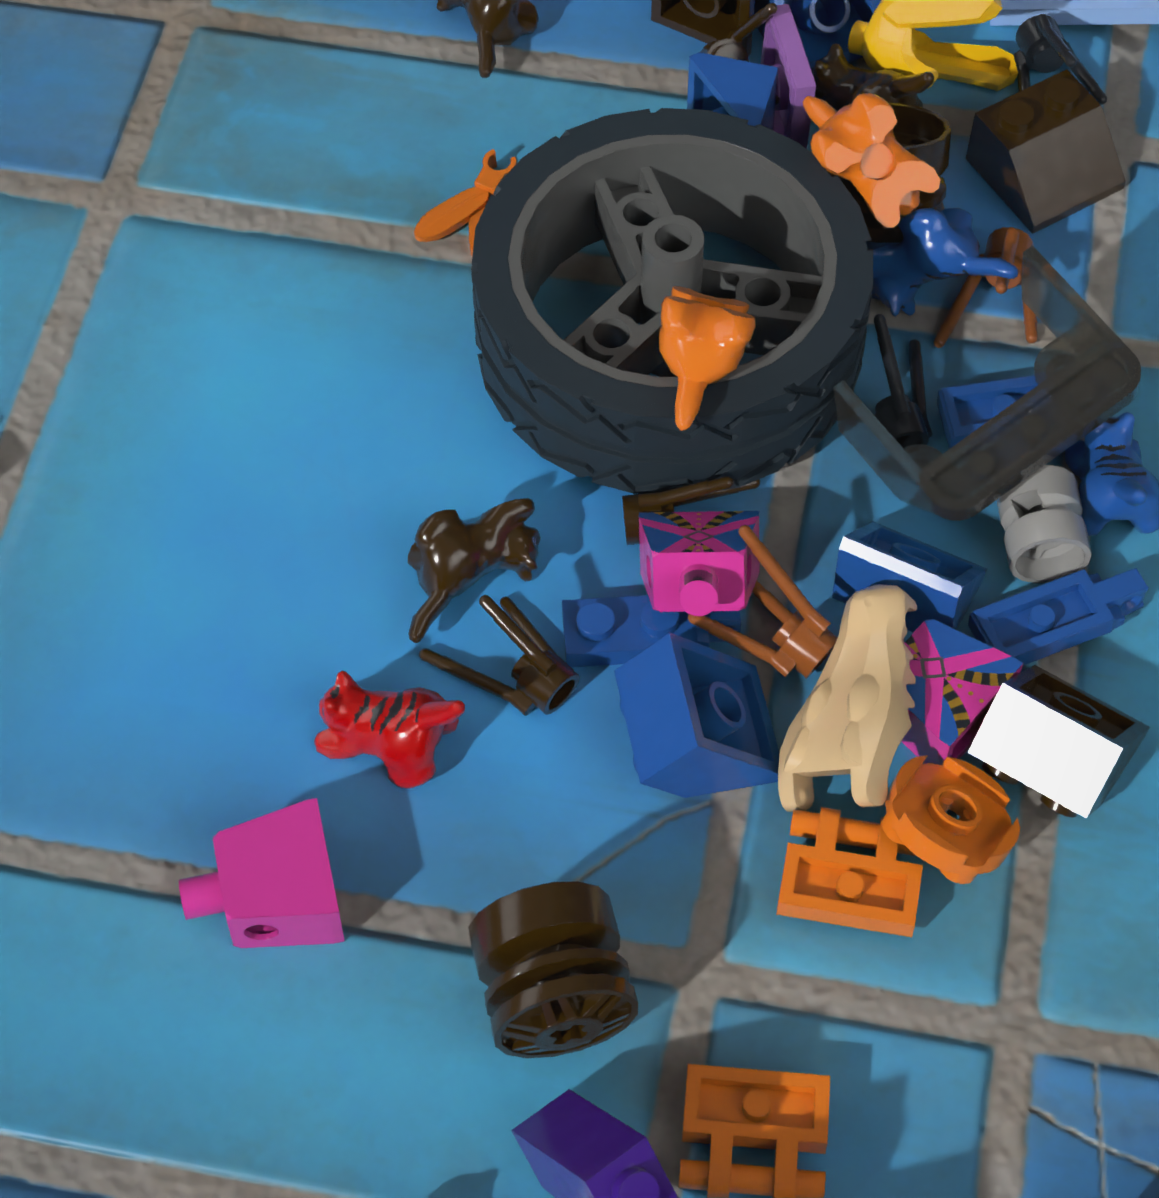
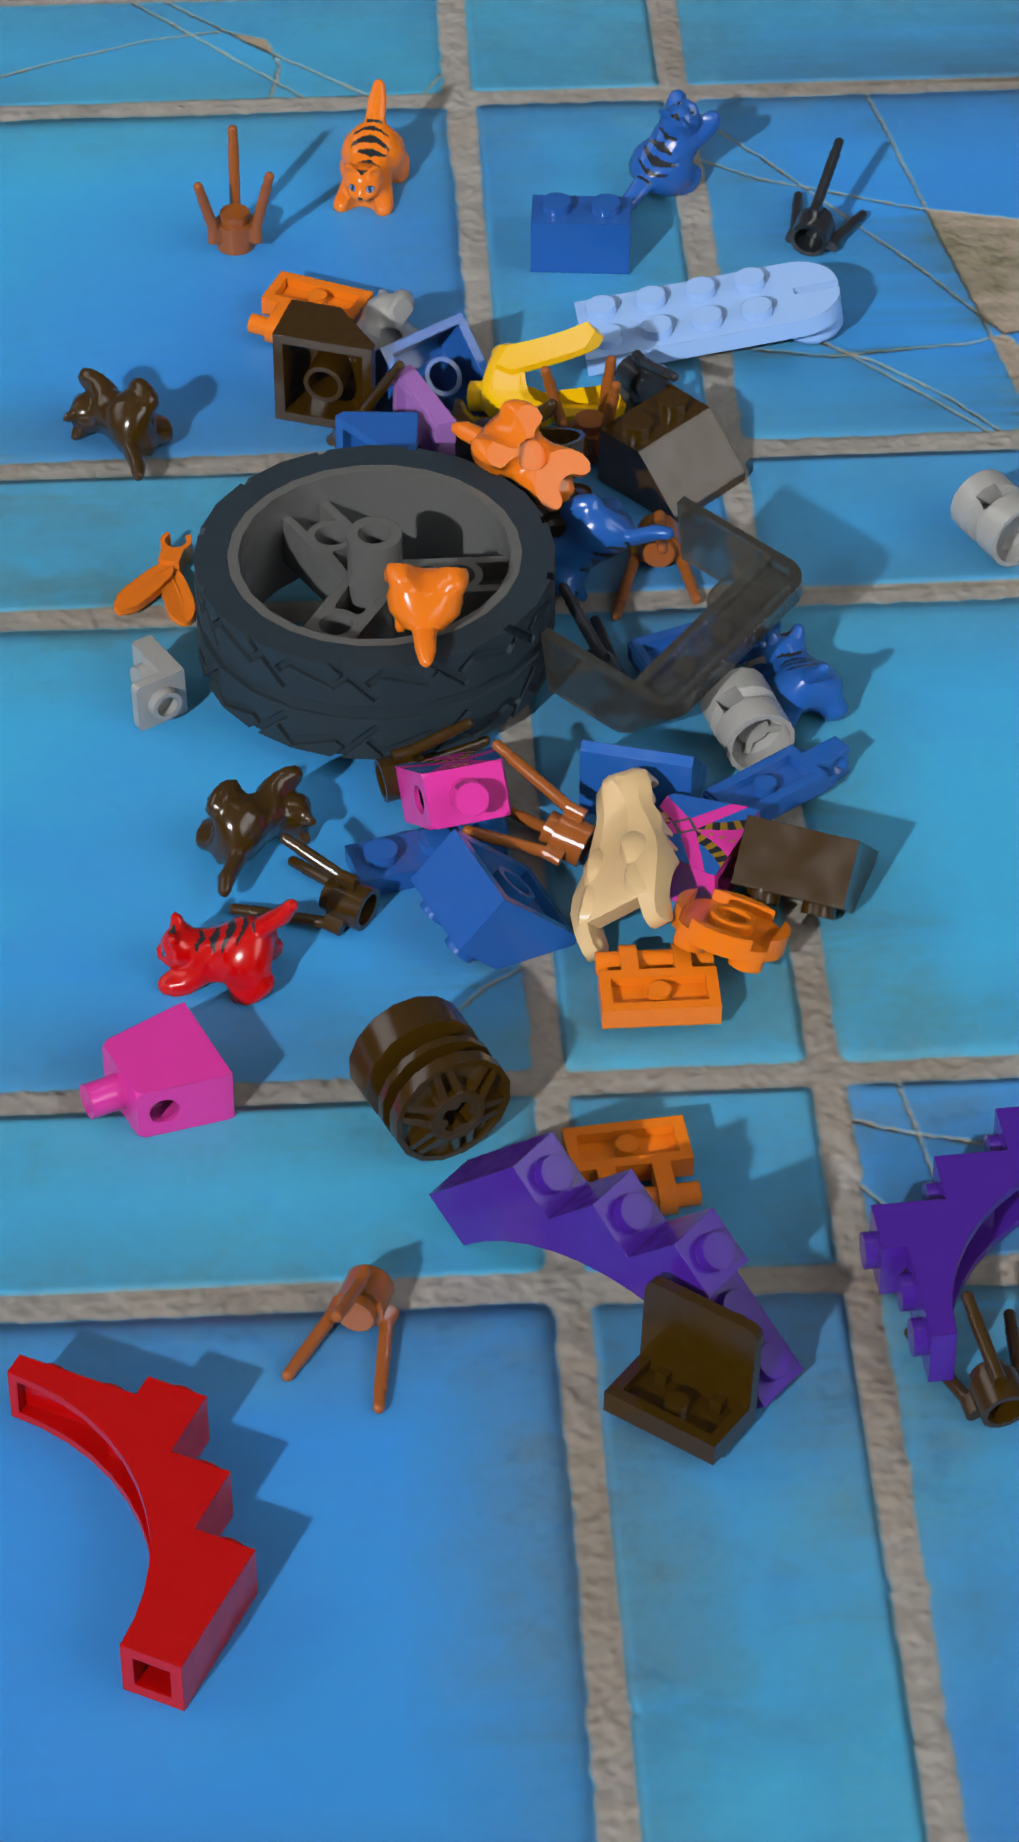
camera: 15 degrees left, 15 degrees down
(427, 349) = (156, 685): none -> light grey bracket
(968, 94) = (588, 420): none -> dark orange plant

